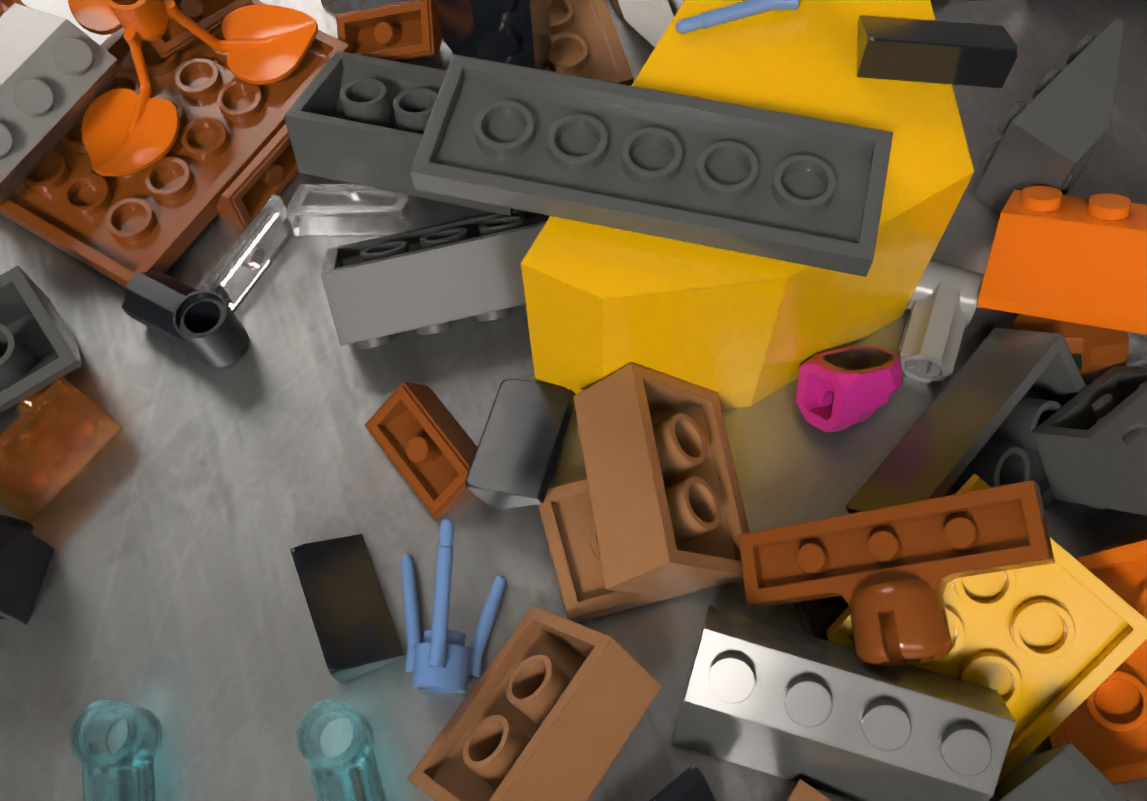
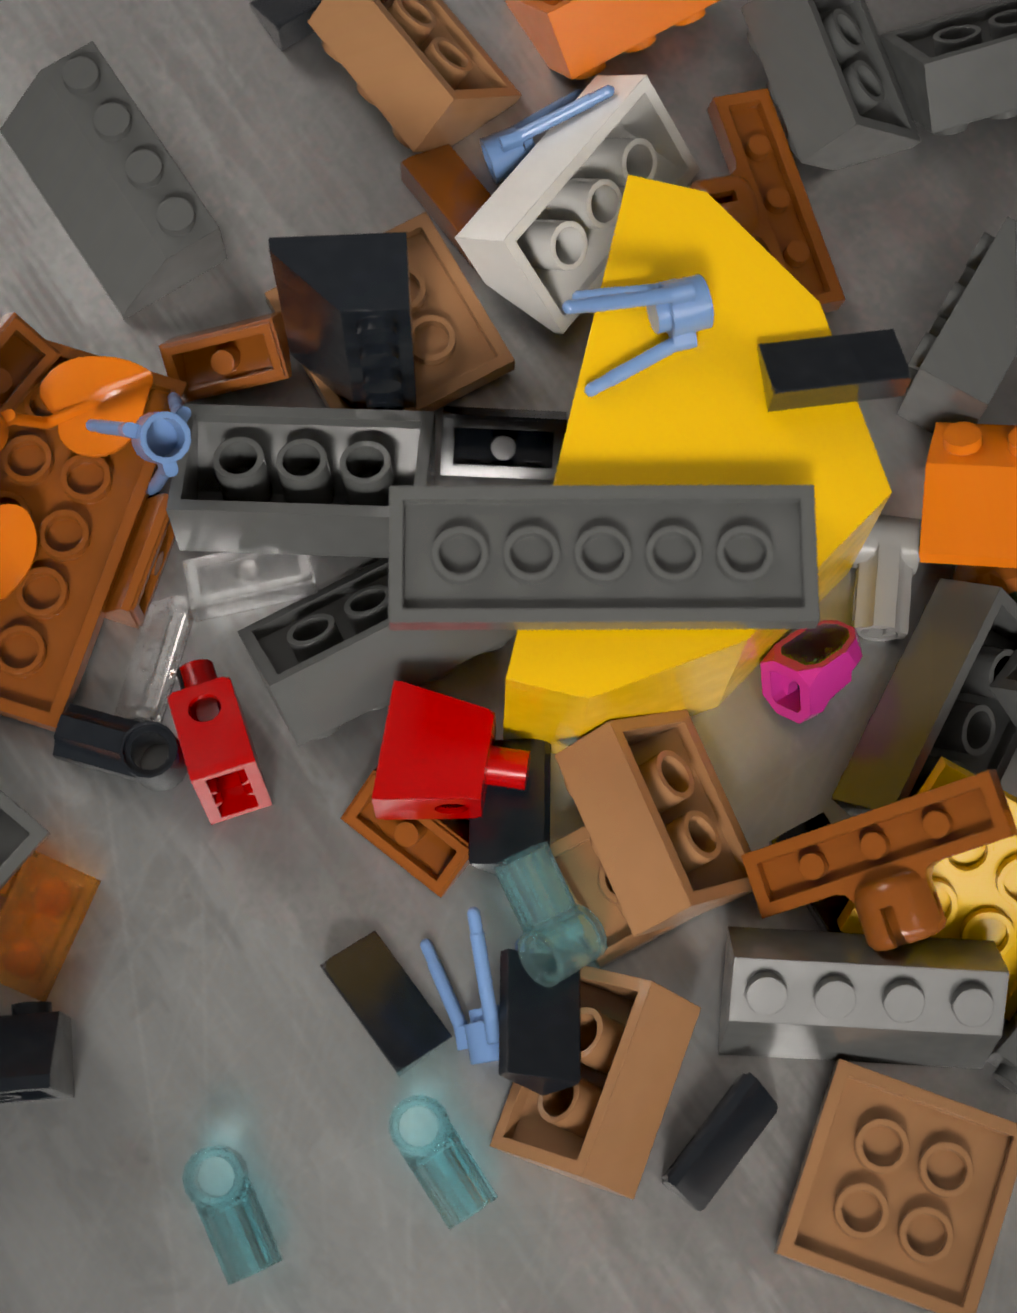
camera: 20 degrees left, 10 degrees up
(260, 303) = (216, 743): none -> red torso
(292, 49) = (155, 438): none -> medium blue plant
(461, 377) = (440, 758): none -> red torso
(487, 658) = (538, 1029): none -> black slope
(528, 568) = (556, 930): none -> clear light blue piece

